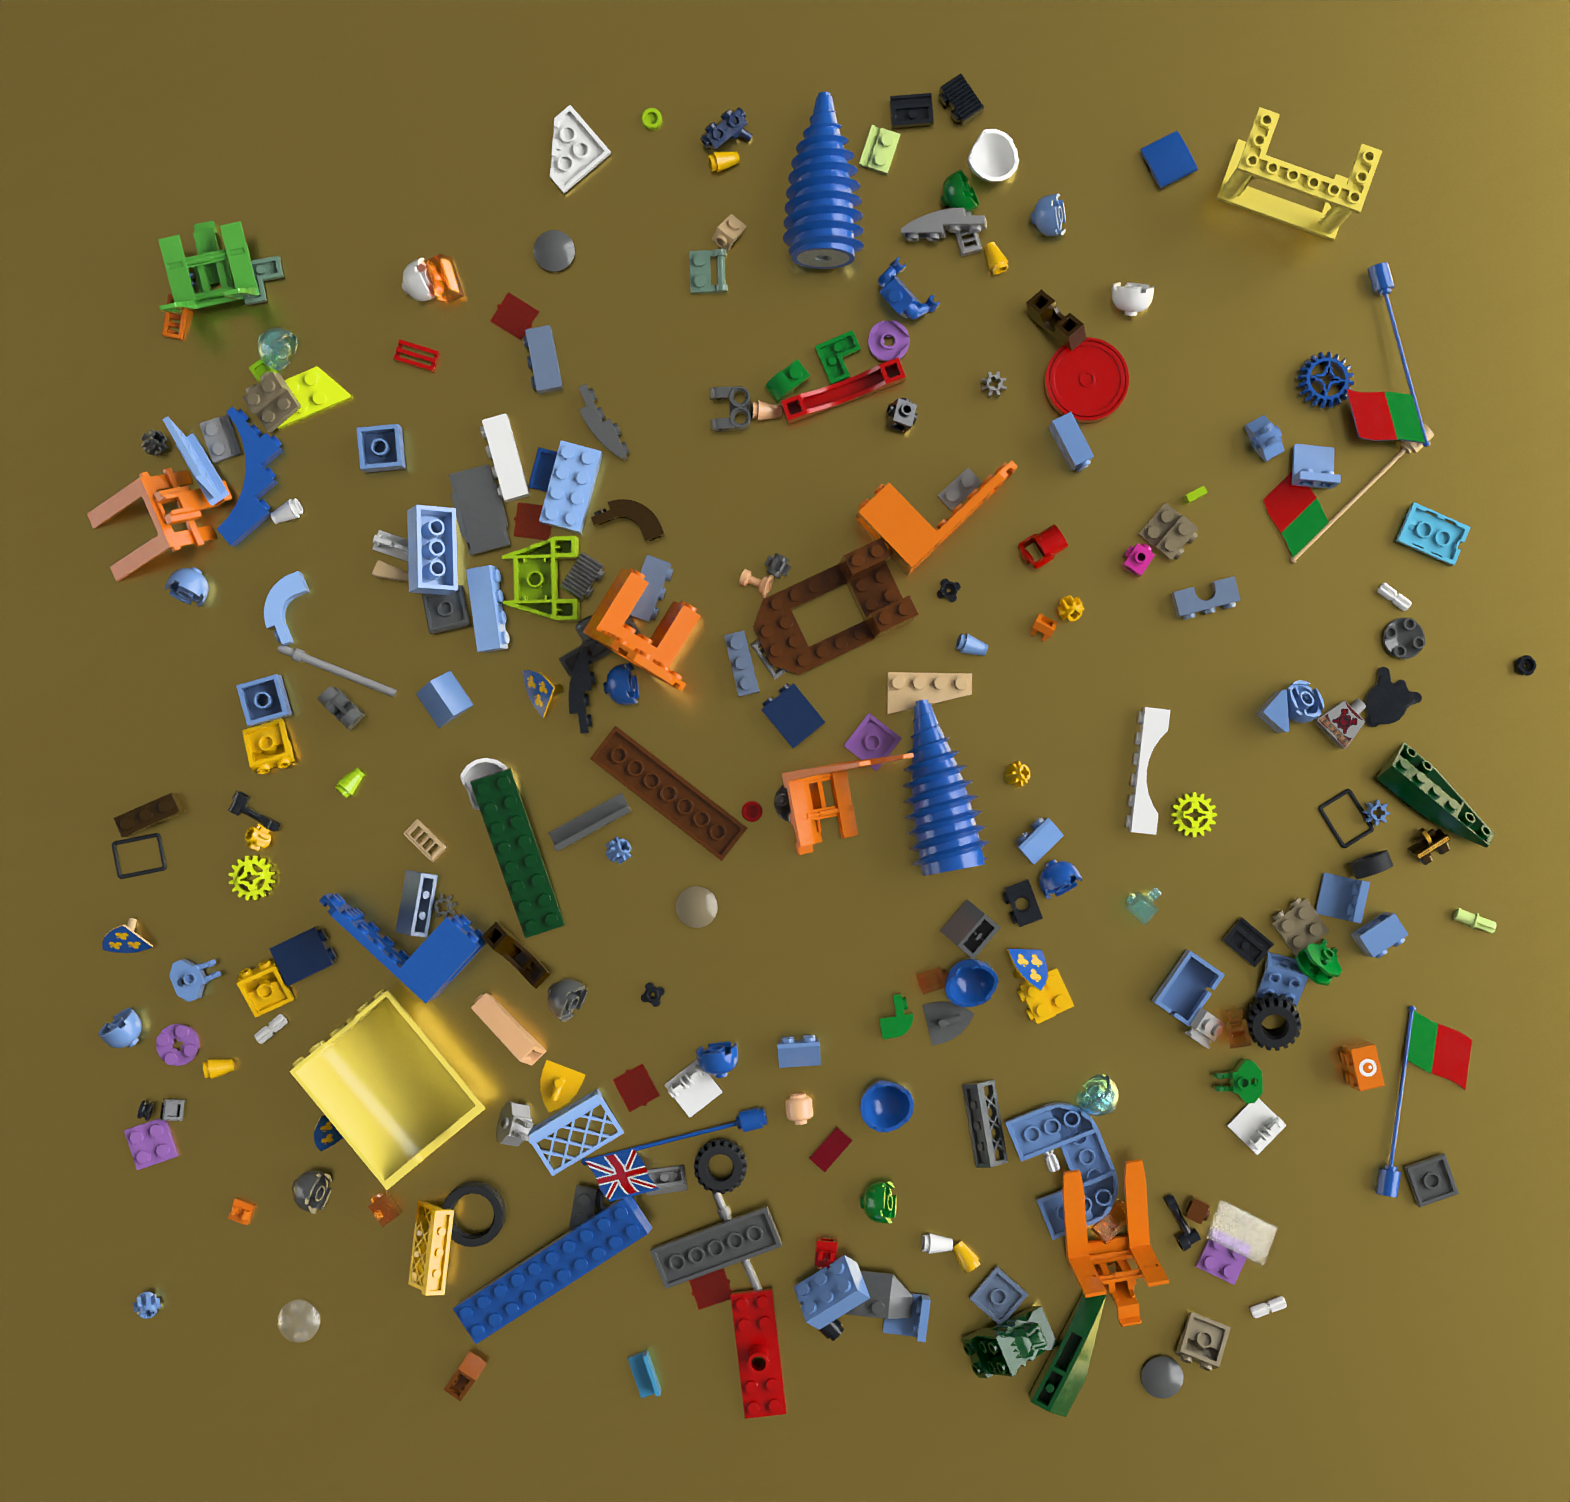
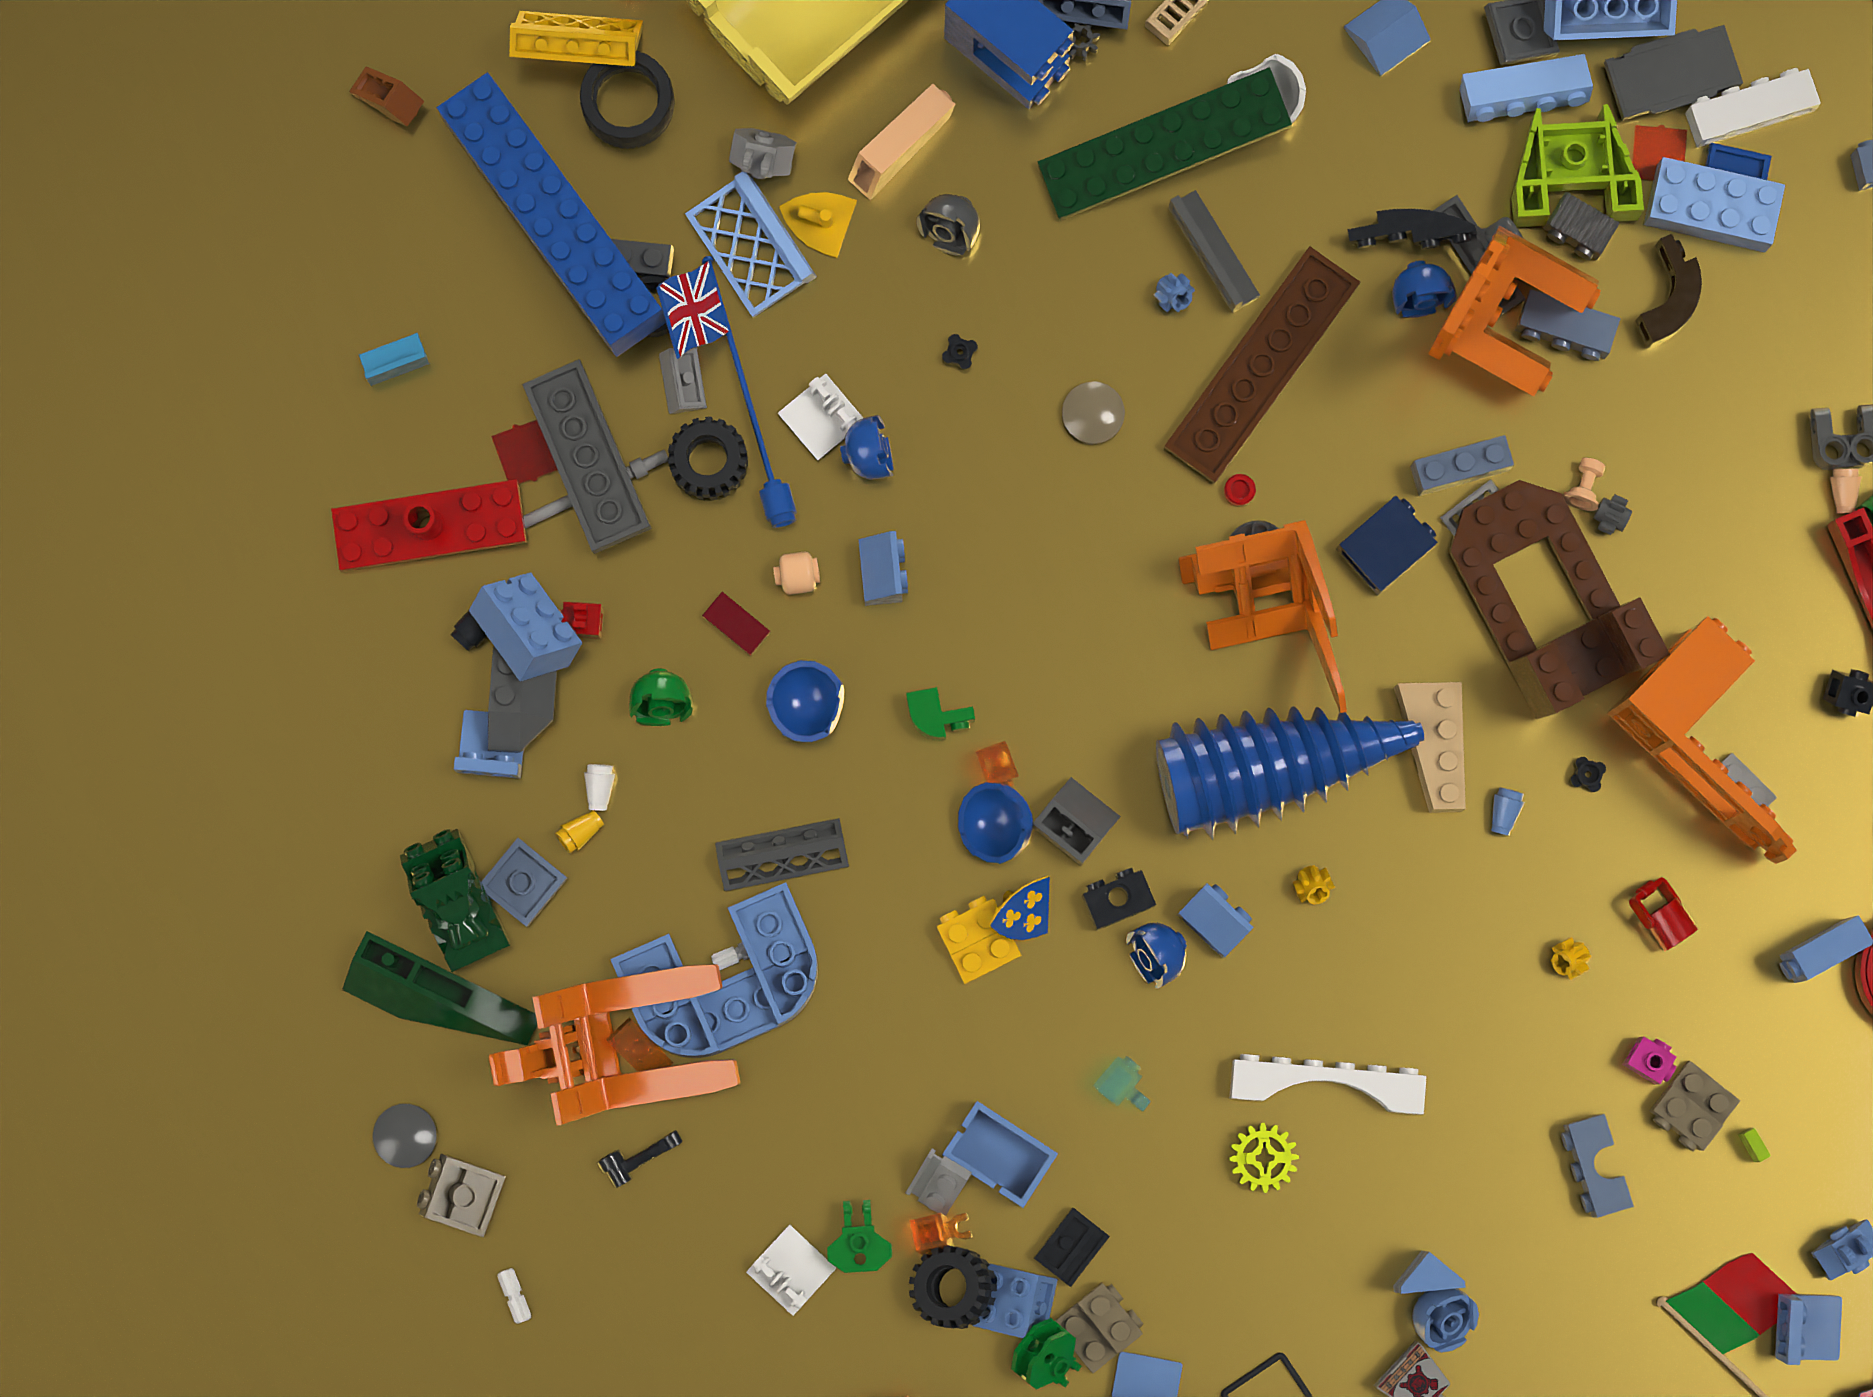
camera: 85 degrees right, 5 degrees down
(516, 953) = (1015, 147): dark brown arch -> none
(539, 690) = (1408, 169): blue shield -> none
(604, 431) = (1802, 250): dark grey slope -> none
(636, 1087) = (820, 333): clear red piece -> none
(872, 740) = (1359, 664): medium lavender plate -> none
(946, 1020) = (935, 791): dark grey shield -> none
(1044, 625) = (1542, 920): orange tile -> none
(1099, 1096) = (828, 1026): clear light blue cylinder -> none
(1197, 1210) = (659, 1181): reddish brown plate -> none
(1220, 1261) = (590, 1224): medium lavender plate -> none
(1241, 1232) = (627, 1250): clear piece -> none

